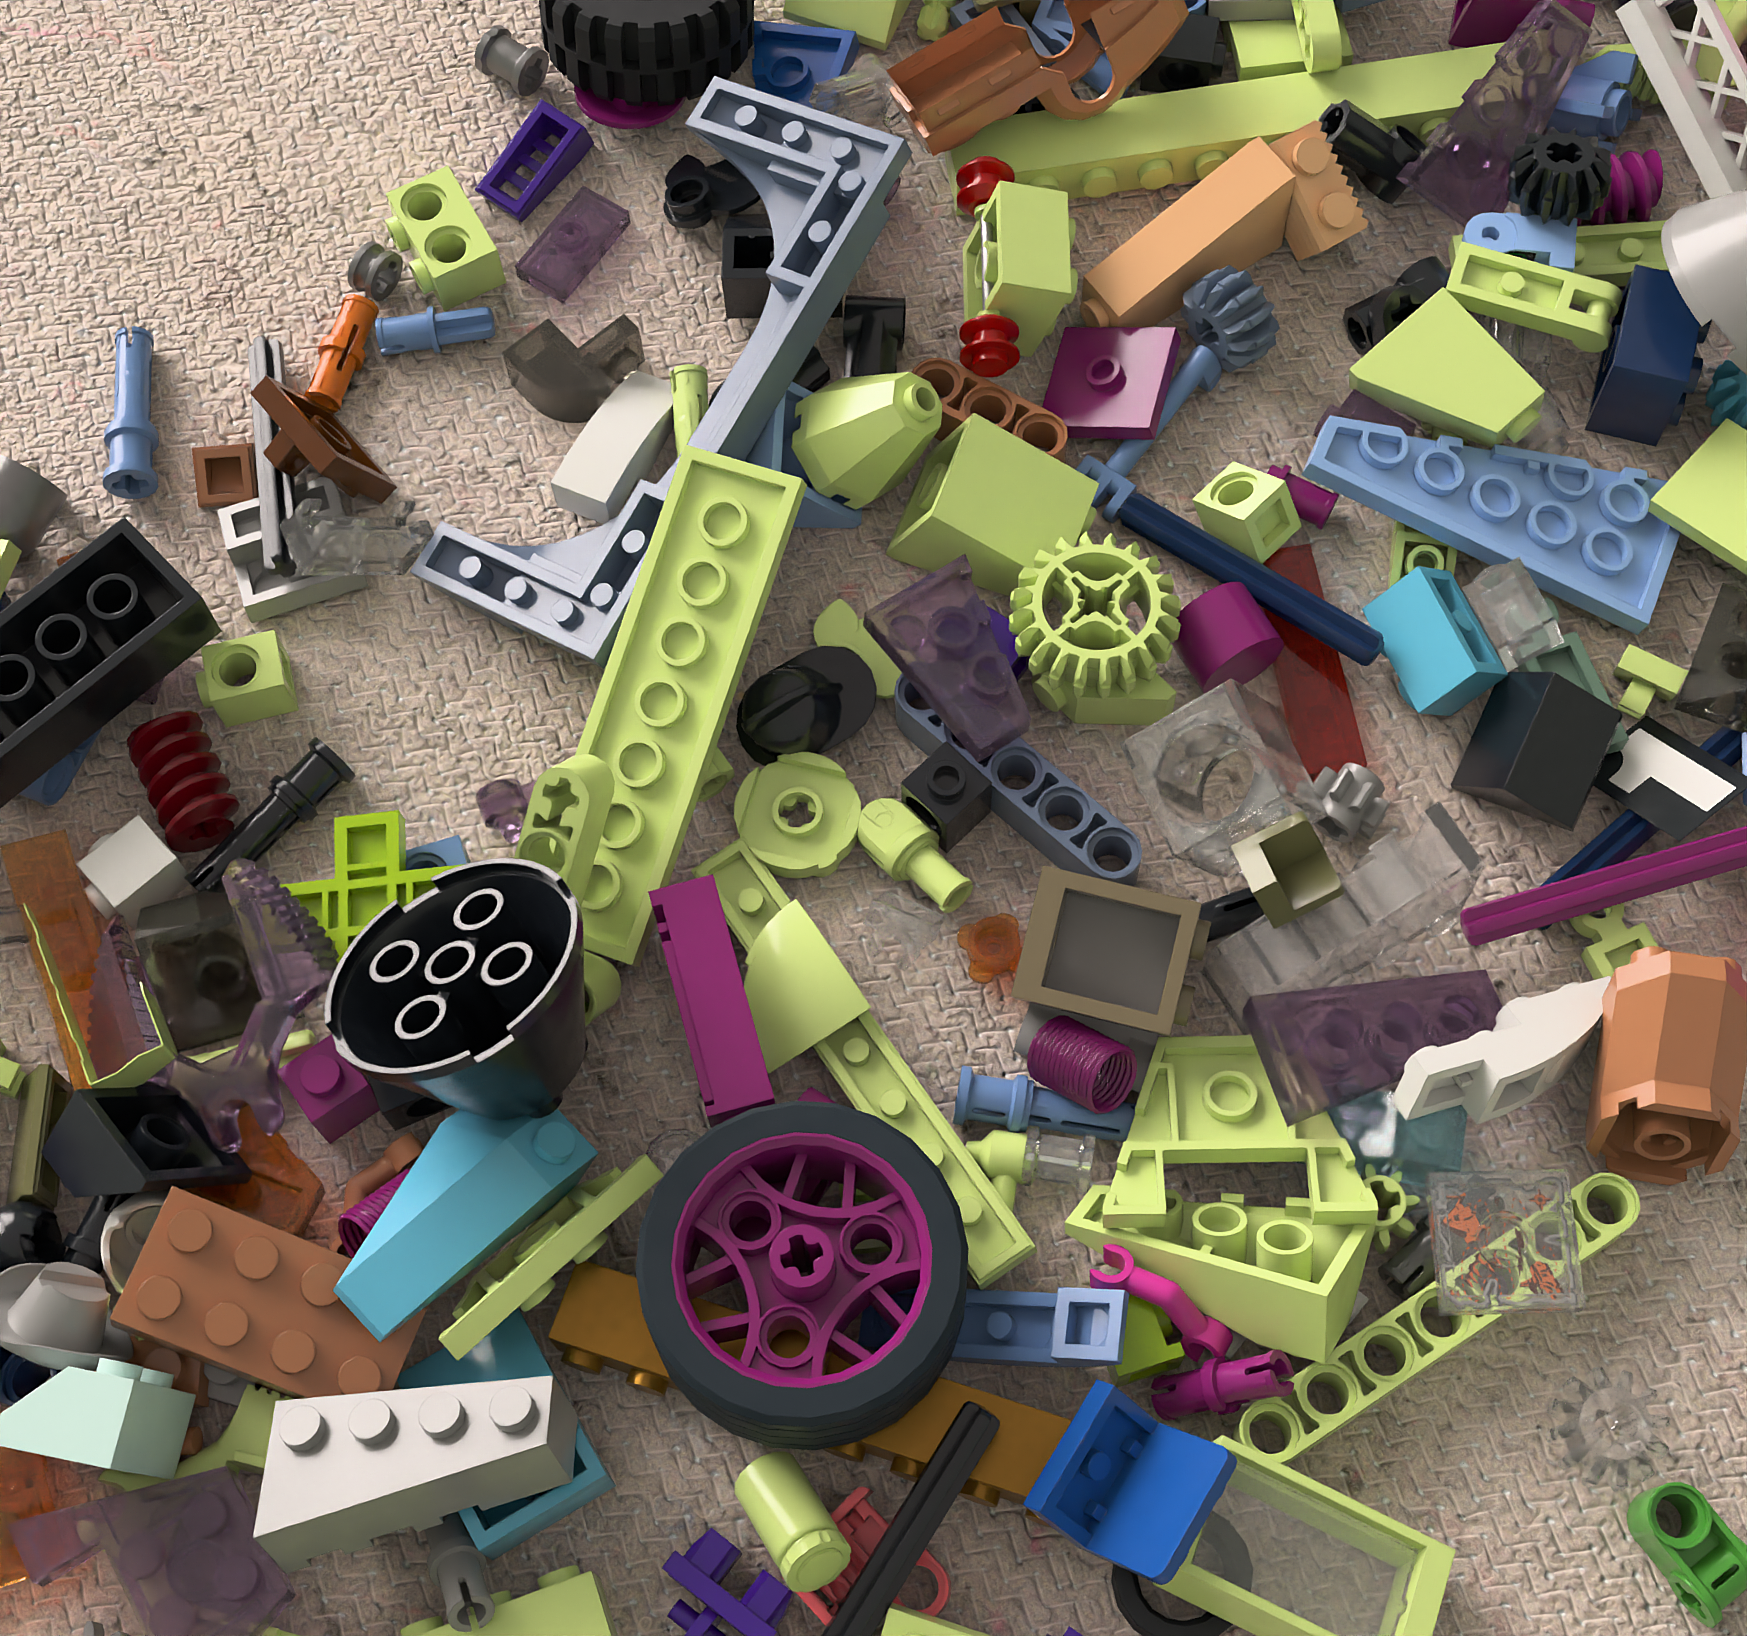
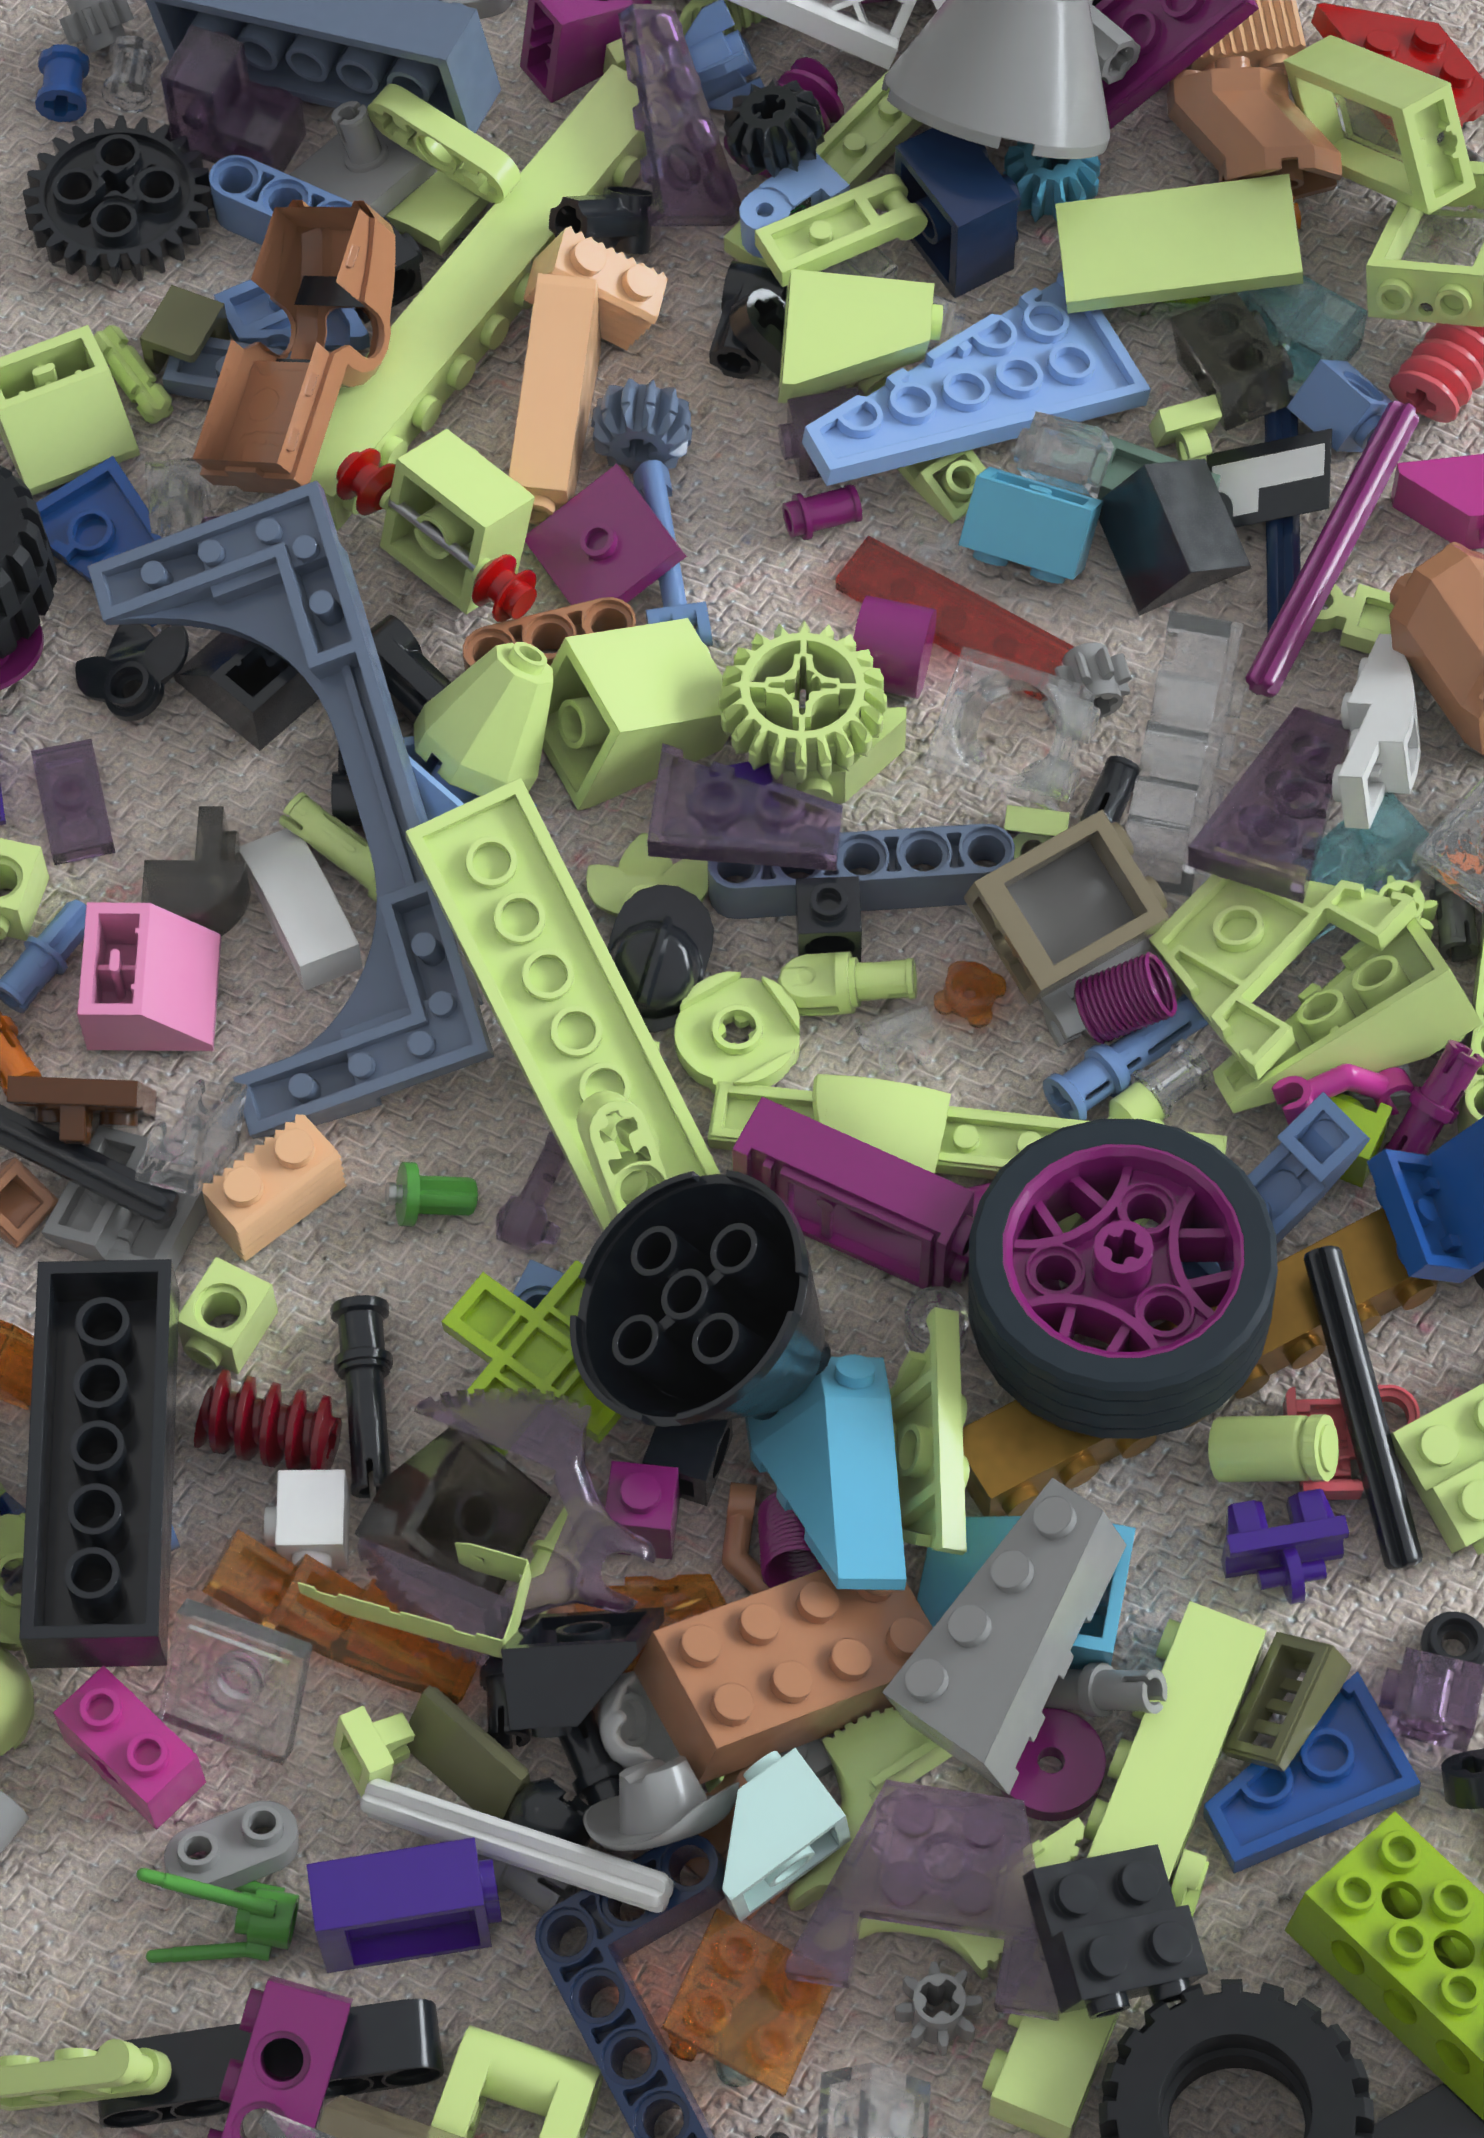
camera: 50 degrees left, 5 degrees down
(374, 620) = (273, 1187): none -> light nougat brick
(385, 1610) = (1079, 1781): none -> magenta piece
(463, 401) = (147, 980): none -> bright pink slope
(468, 725) = (429, 1195): none -> bright green piece
(1183, 879) = (1034, 824): none -> yellowish green tile
(1248, 511) = (807, 549): yellowish green brick -> none
(1266, 586) = (847, 593): dark blue axle -> none
(1288, 869) = (1123, 746): olive panel -> none

